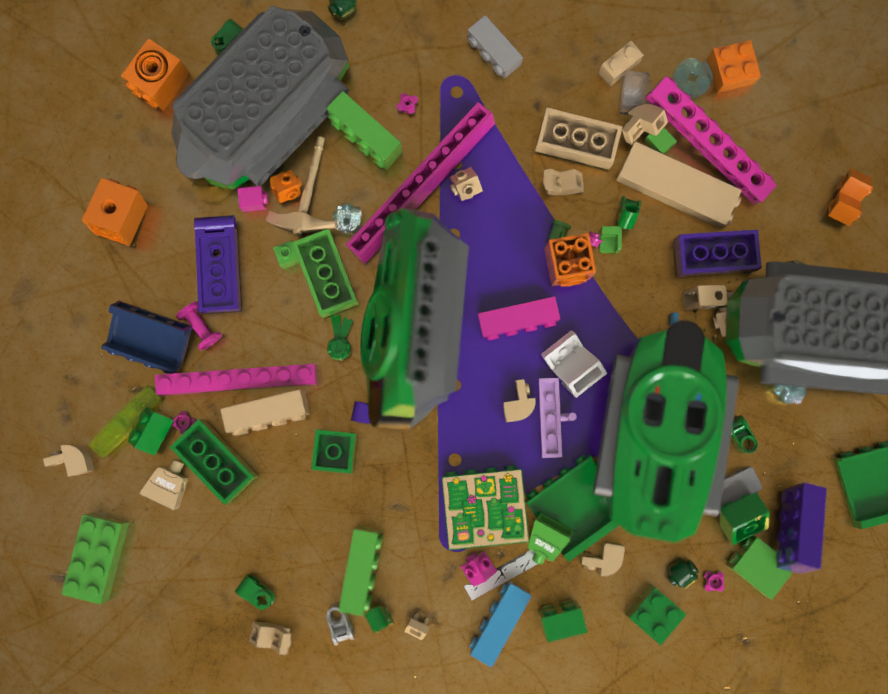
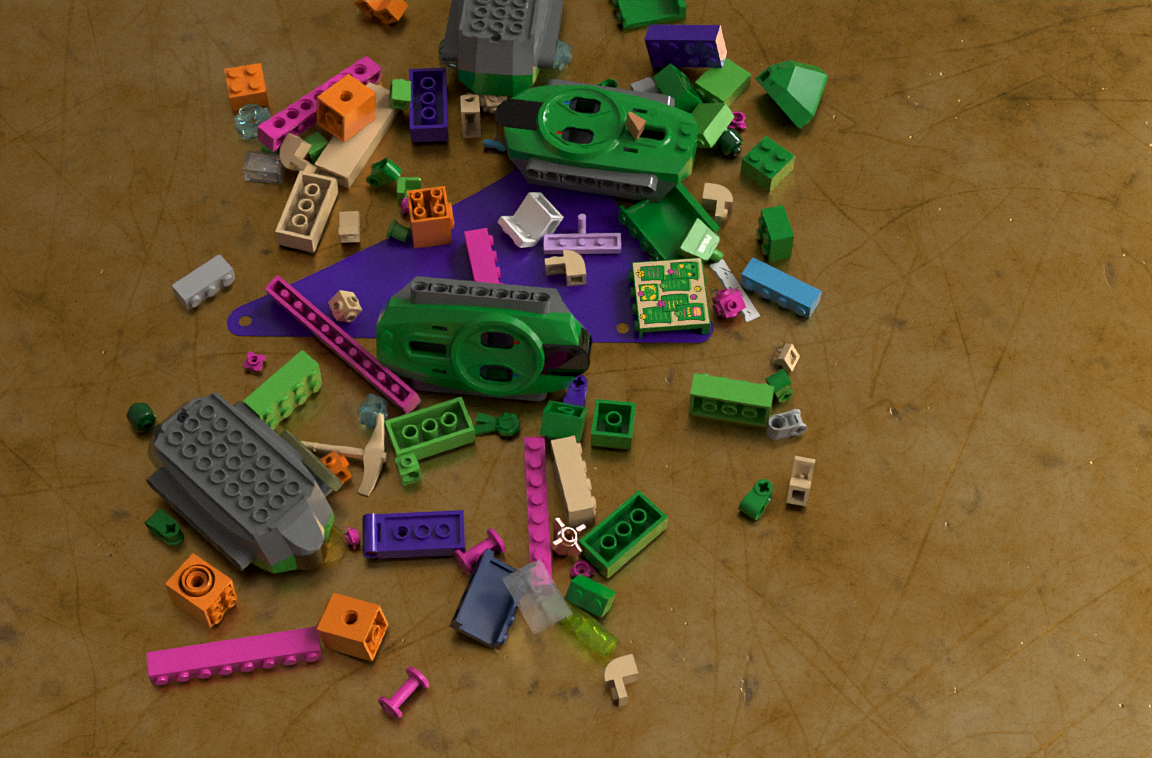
camera: 90 degrees left, 25 degrees down
(46, 253) = (391, 705): none -> dark pink hose
(95, 558) = (724, 650): bright green brick -> none
(98, 108) = (234, 655): none -> dark pink brick
(137, 379) = (537, 596): none -> clear slope
(166, 485) = (648, 583): tan torso -> none
(207, 406) = (566, 539): none -> nougat brick
(216, 207) = (352, 537): none -> dark pink plate
(252, 199) = (345, 503): dark pink brick -> none
(276, 161) = (312, 461): none -> olive beam
(333, 402) = (563, 420): none -> green brick
(616, 66) = (233, 176): tan brick -> none
(664, 473) = (635, 125): none -> nougat slope
(697, 165) = (346, 108): none -> orange brick
(702, 552) = (711, 121): none -> bright green brick
(723, 221) = (400, 94): none -> bright green brick
(753, 648) = (794, 88): none -> green brick

